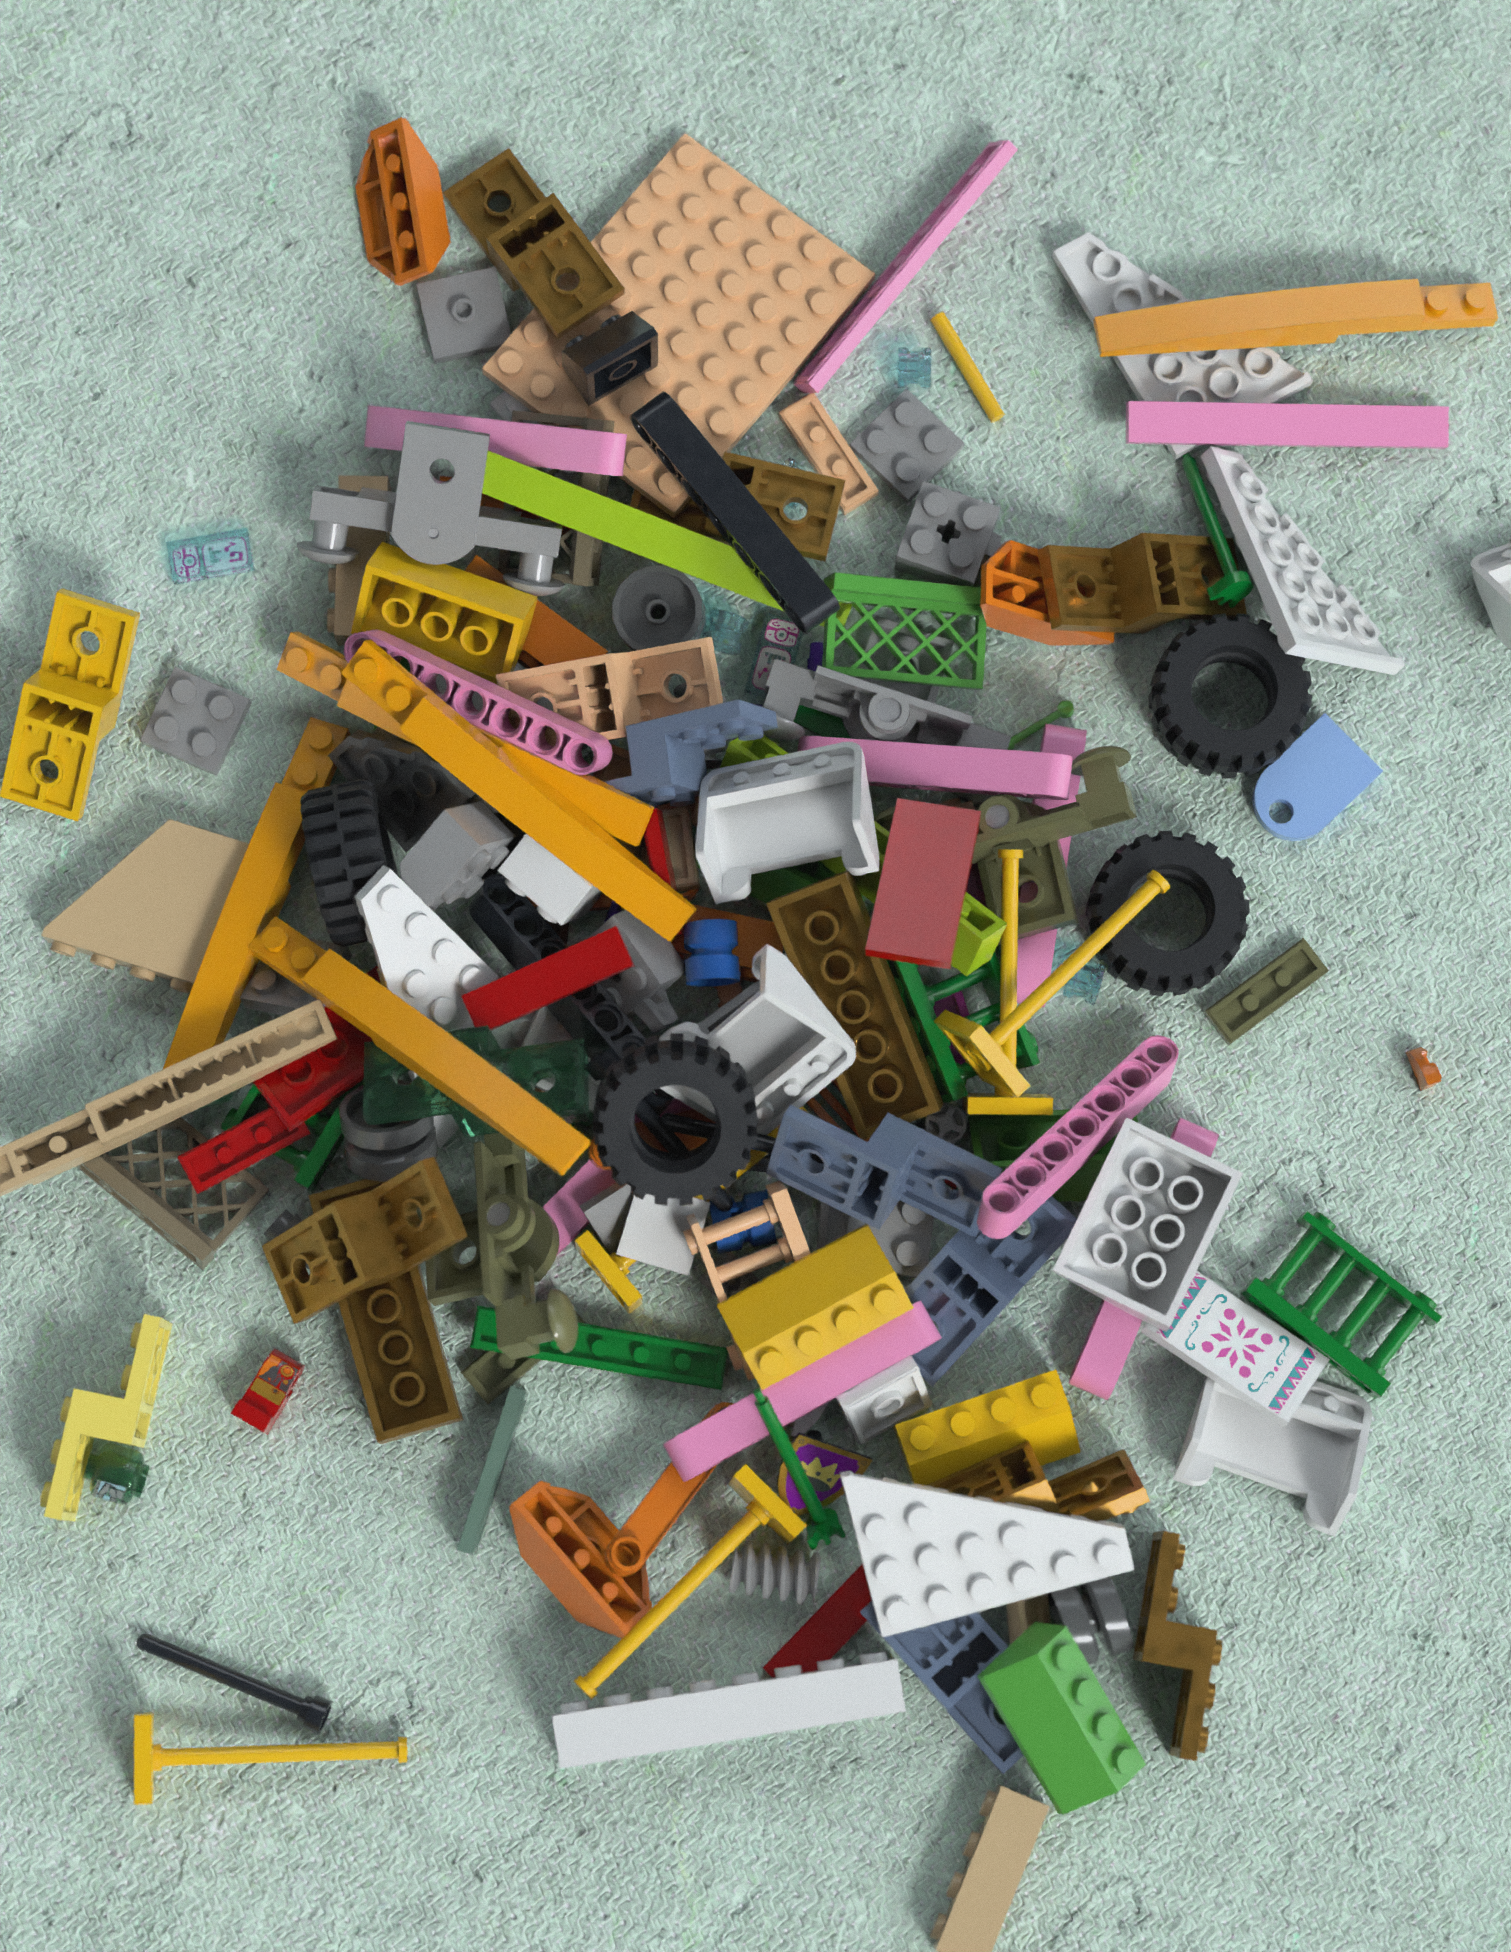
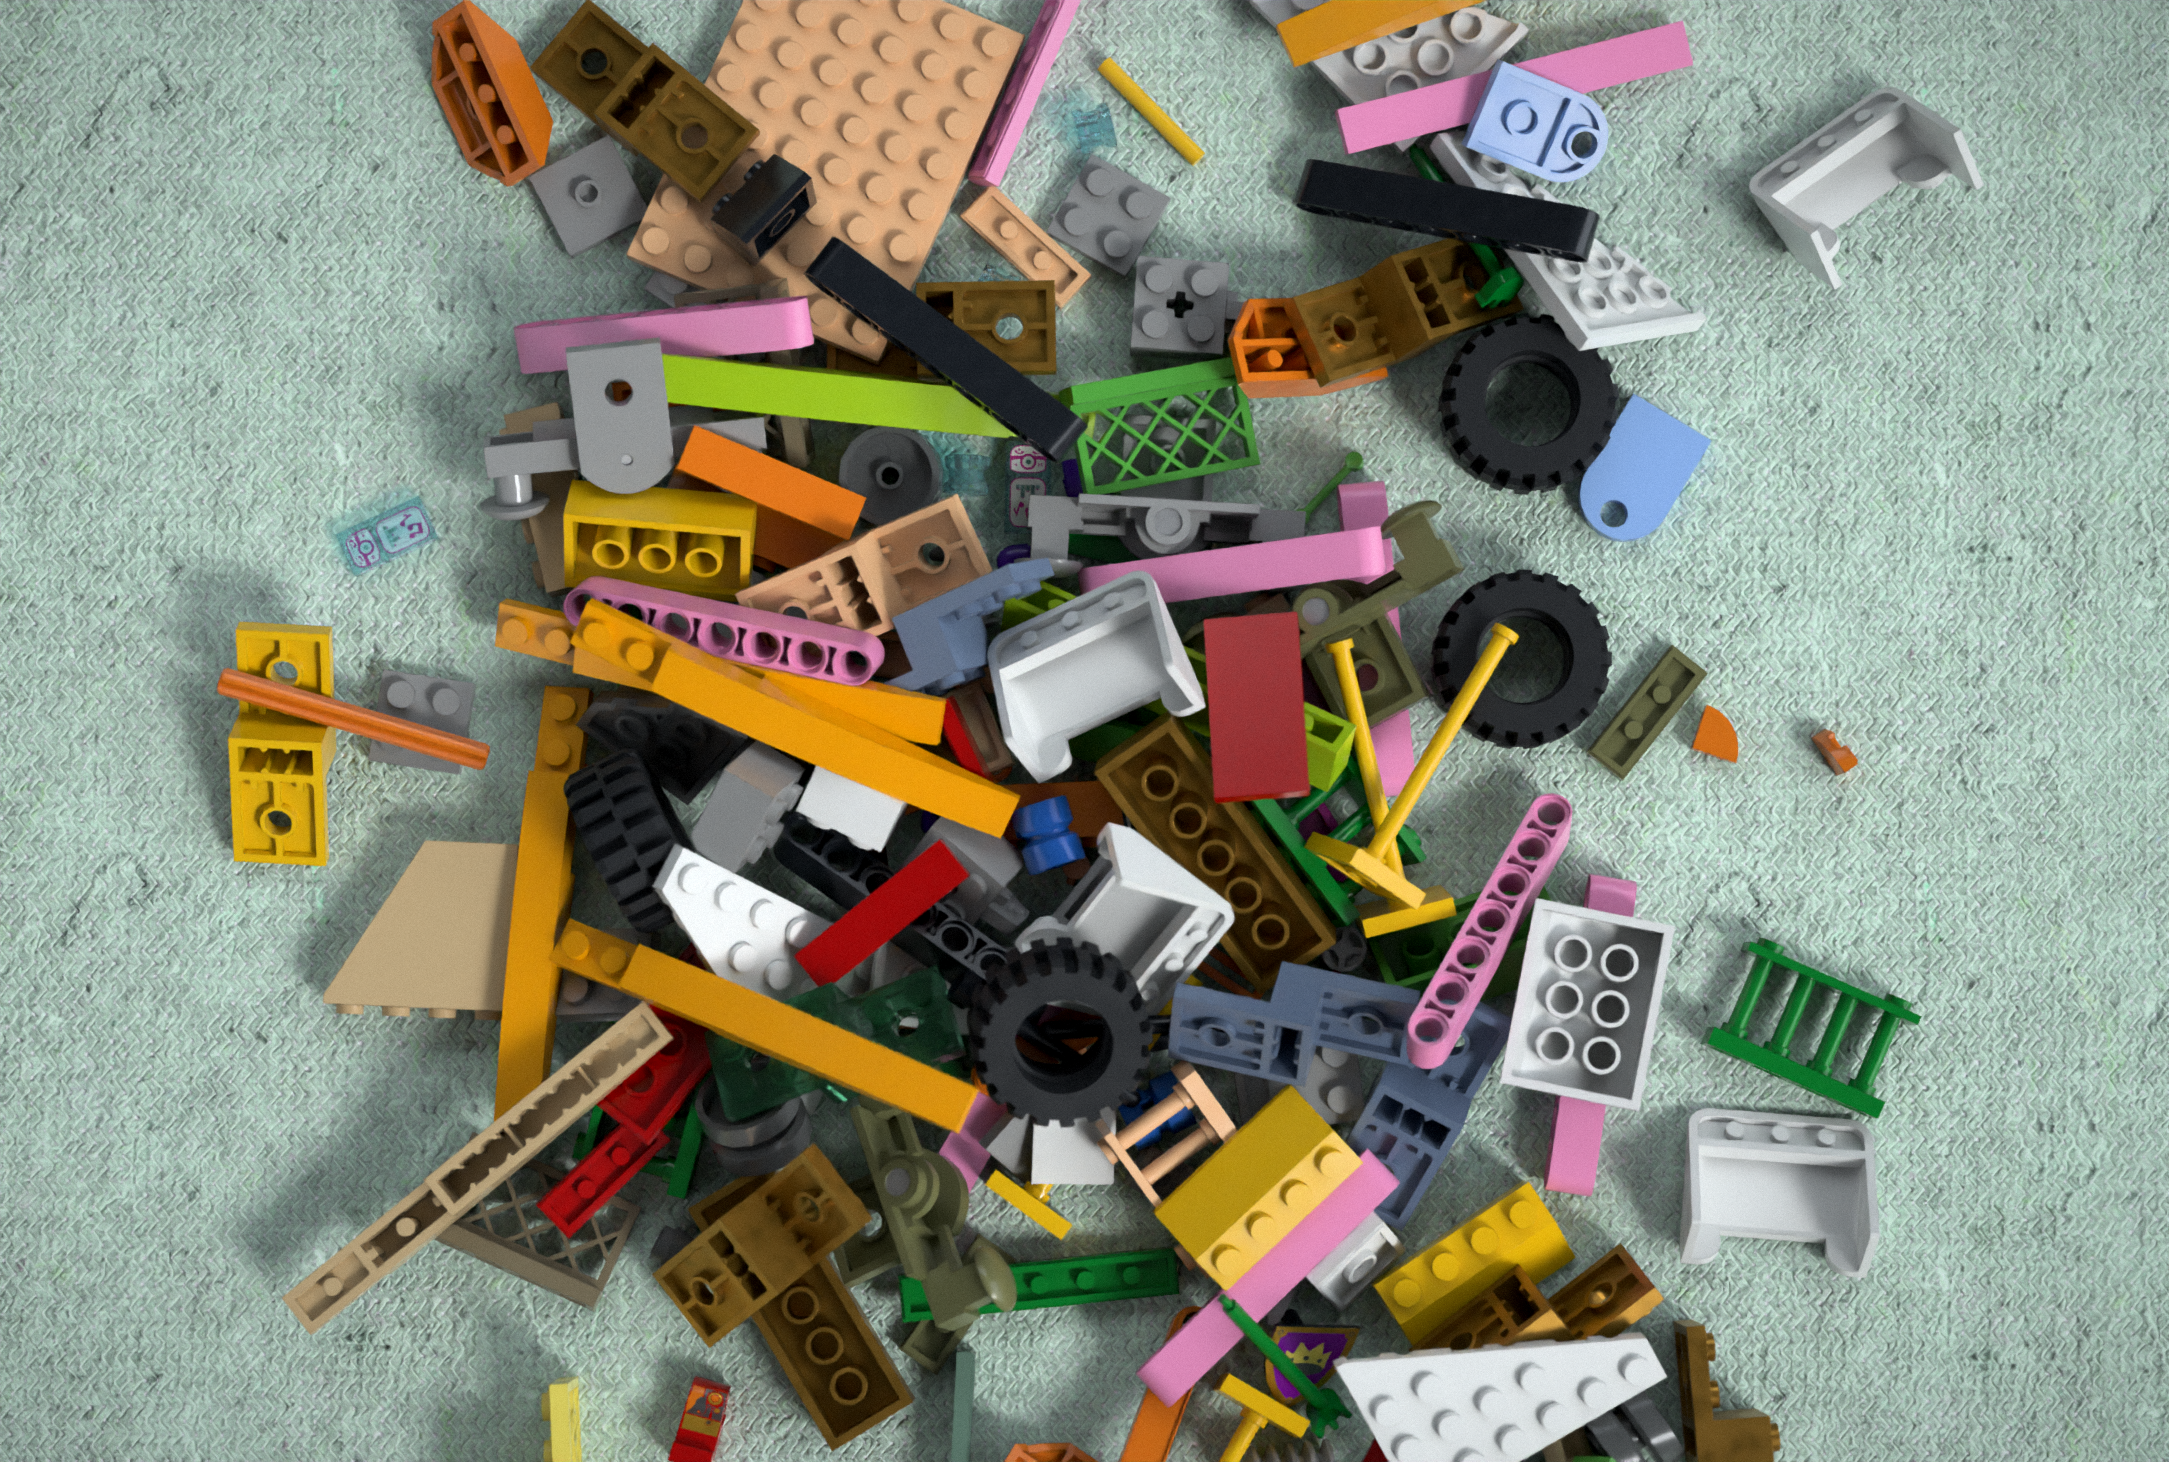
camera: 15 degrees left, 5 degrees up
(136, 698) = (353, 719): none -> orange axle
(552, 587) = (770, 483): none -> orange tile
(1085, 983) = (1456, 757): clear light blue wheel -> none
(1202, 509) = (1447, 210): none -> black beam
(1241, 1350) = (1720, 1107): white tile -> none
(1296, 458) = (1533, 125): none -> light blue tile
(1322, 1028) = (1715, 736): none -> orange tile

